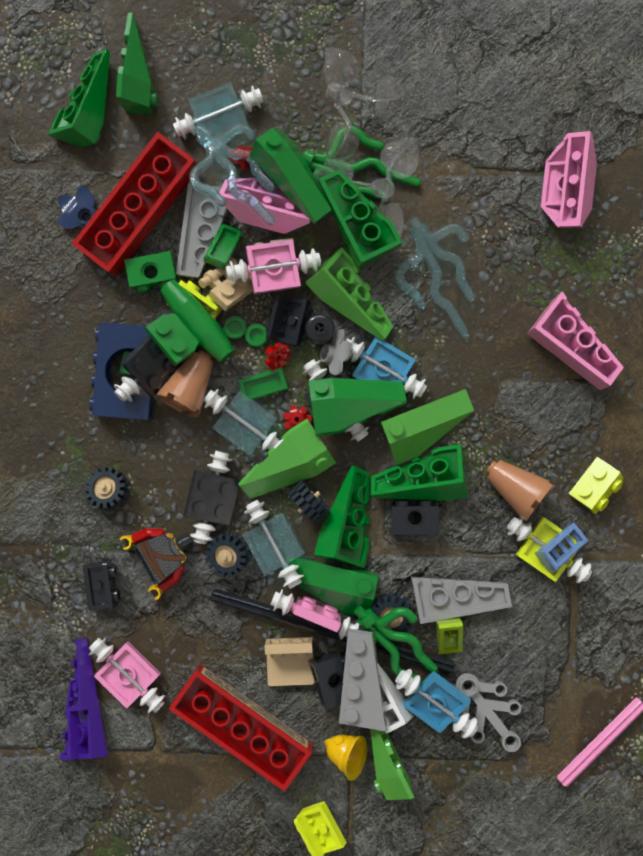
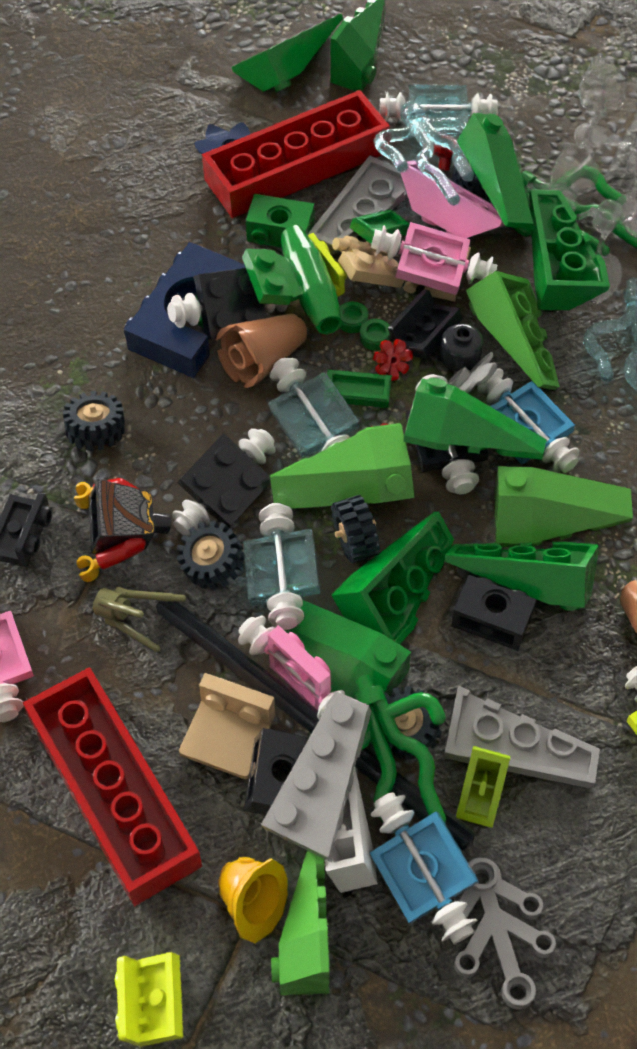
camera: 25 degrees right, 30 degrees down
(187, 613) = (116, 606): none -> olive plant

